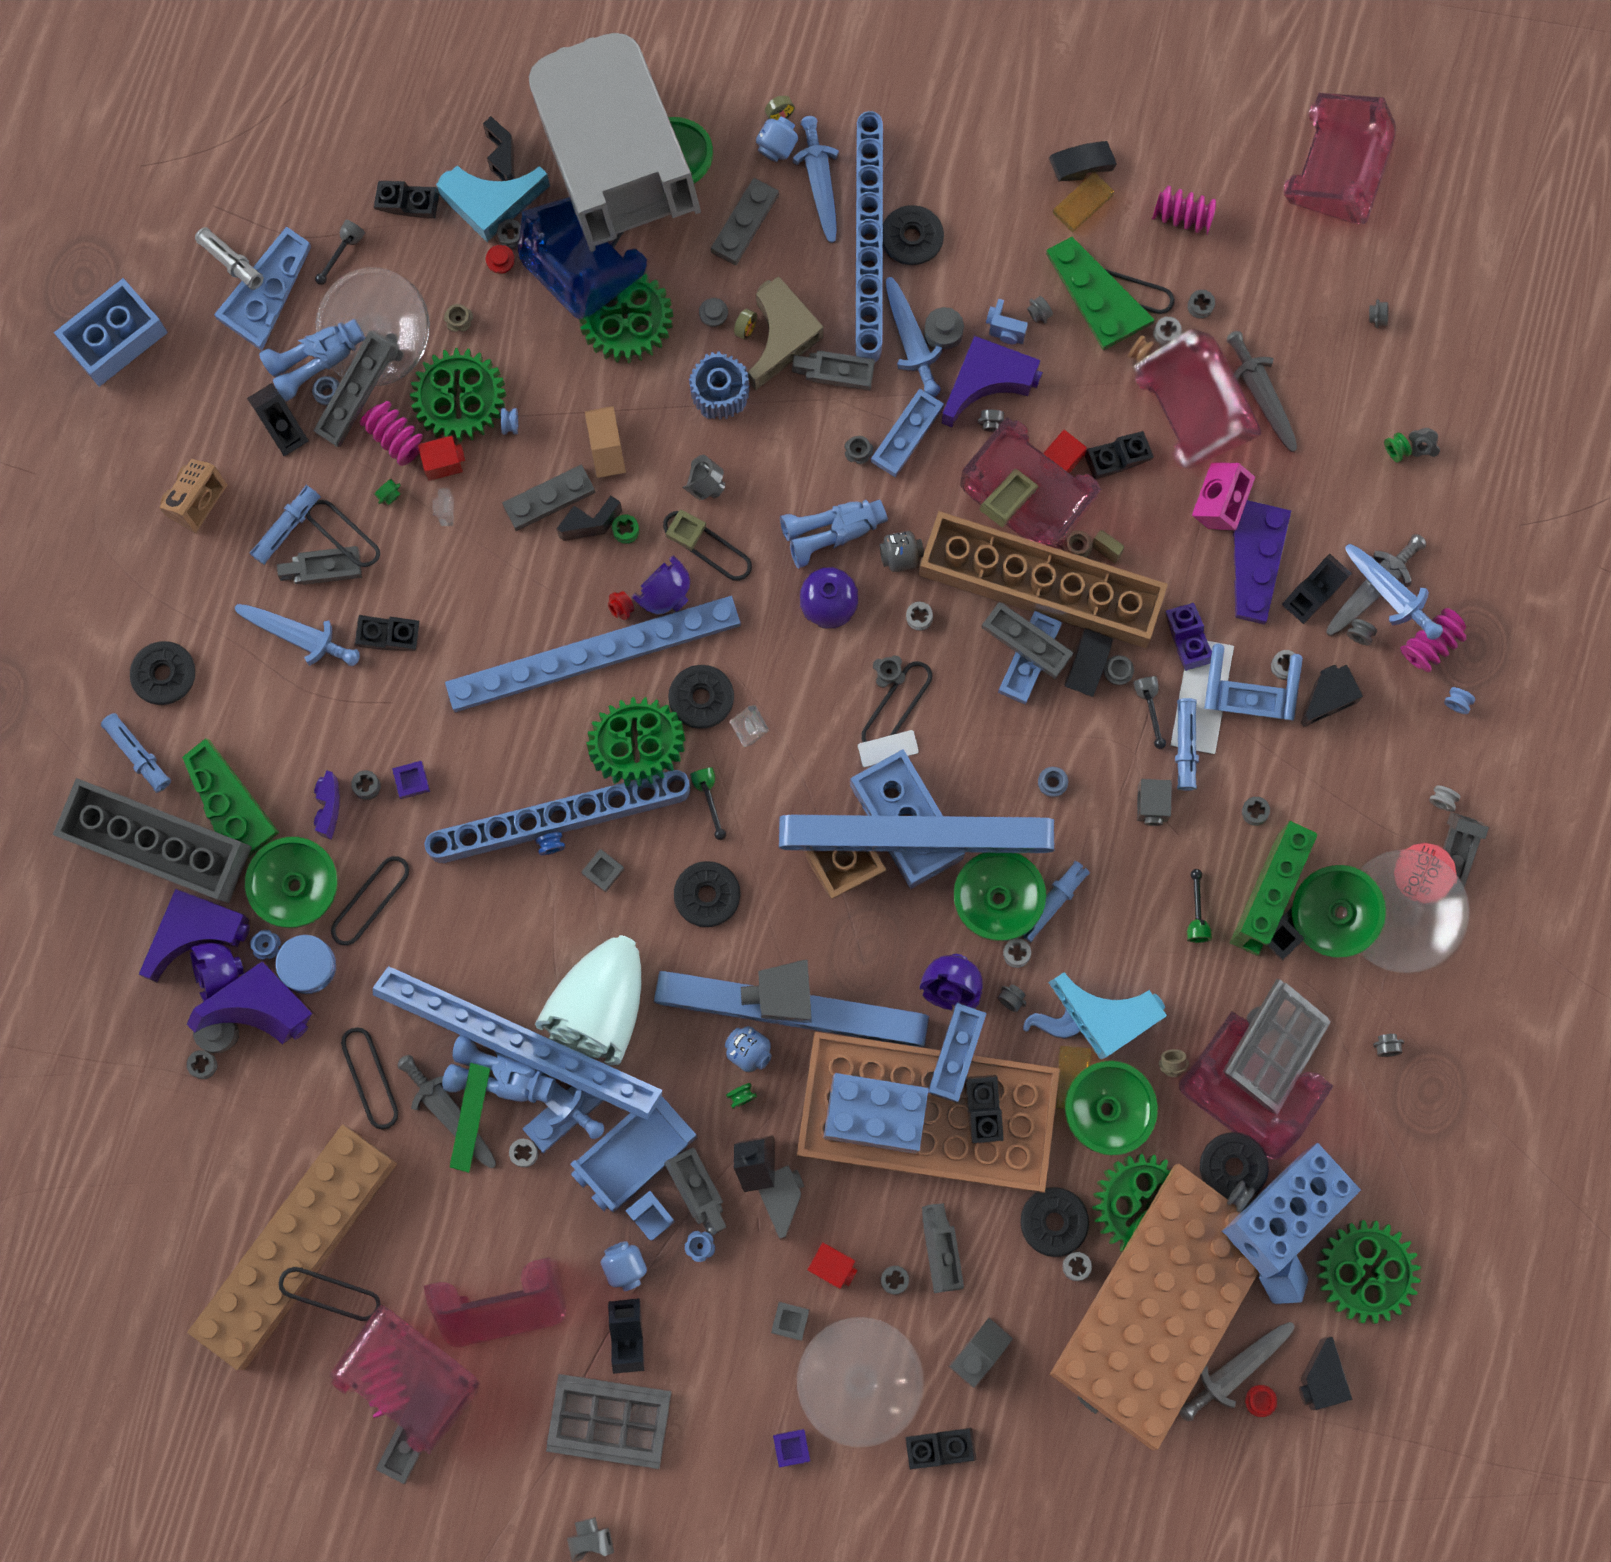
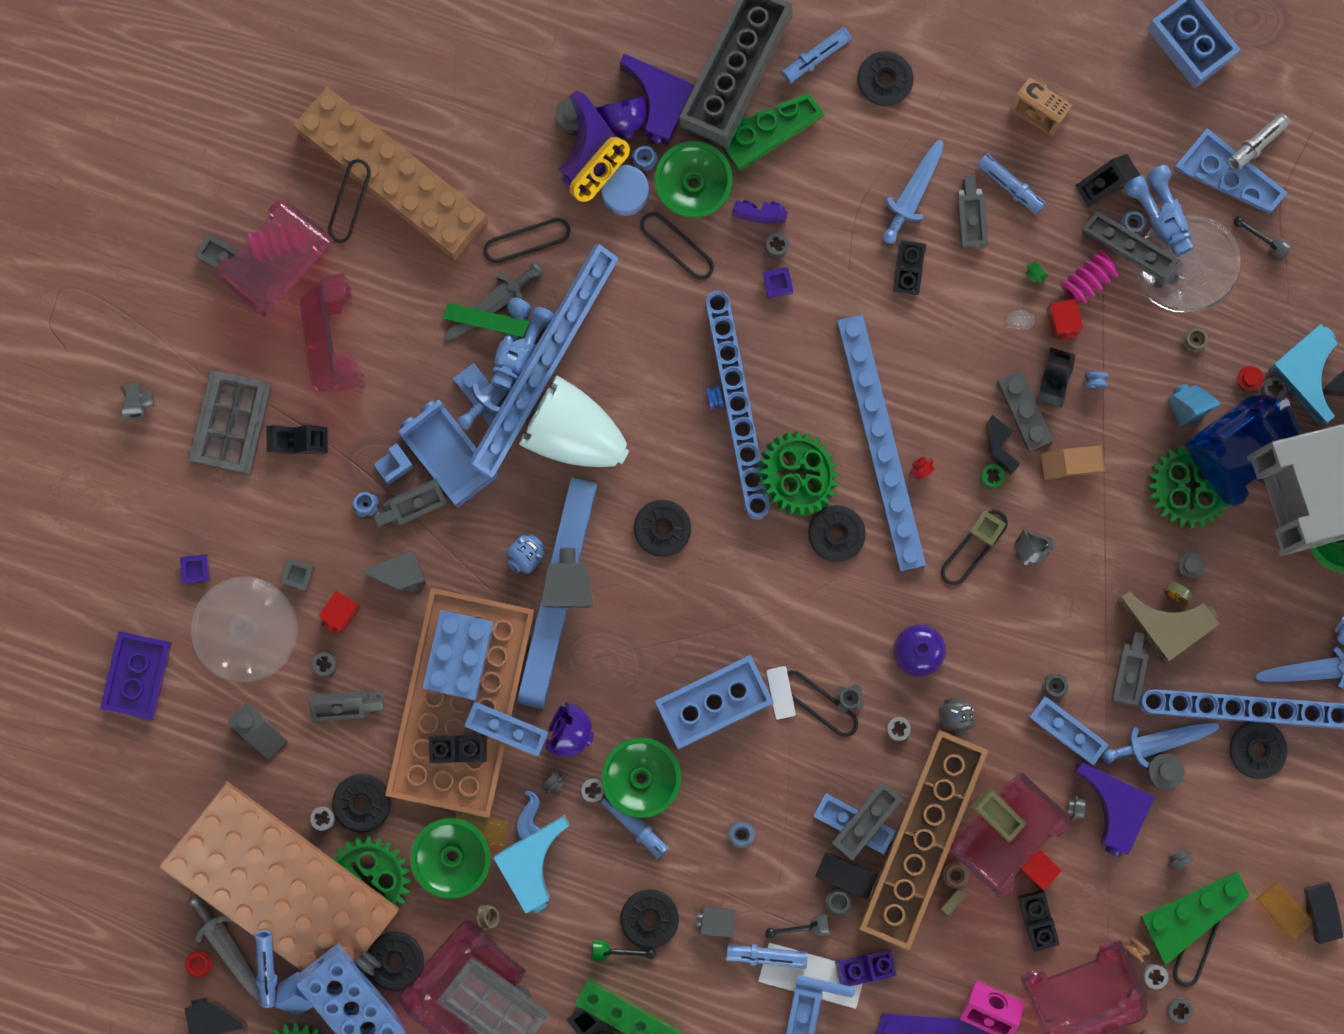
camera: 90 degrees right, 5 degrees up
(193, 1060) = (552, 98): dark grey bush -> none
(295, 1012) = (593, 188): none -> yellow beam
(353, 526) = (1006, 241): black piece -> none
(406, 200) = (1311, 298): black slope -> none
(484, 393) = (1121, 313): green gear -> none
(507, 466) = (1056, 377): none -> black slope
(522, 1162) = (462, 363): light grey bush -> none
(533, 314) = (1191, 404): none -> dark azure slope
(602, 870) = (688, 440): dark grey plate -> none
(623, 1266) = (353, 440): medium blue head -> none
(665, 588) = (934, 506): dark purple cylinder -> none
(704, 781) = (760, 531): hinge -> none
(724, 400) = (1110, 577): medium blue brick -> none
(741, 1095) = (487, 546): green bush -> none
(744, 221) = (1278, 599): dark grey plate -> none
(749, 726) = (807, 573): clear plate -> none
(755, 1163) = (428, 552): black slope -> none
(844, 869) = (681, 645): medium nougat slope -> none
(847, 521) = (986, 671): medium blue piece -> none
(916, 833) = (695, 708): medium blue beam -> none
(926, 1510) = (136, 675): none -> dark purple plate
(940, 1448) = (184, 692): black slope -> none
(1007, 329) = (1161, 829): medium blue bracket -> none
(1154, 897) = (632, 915): none -> black wheel
(1185, 209) = (1270, 1003): dark pink piece -> none
(1262, 817) = (711, 1008): dark grey bush -> none
(1287, 1314) = (266, 993): none -> medium blue pin

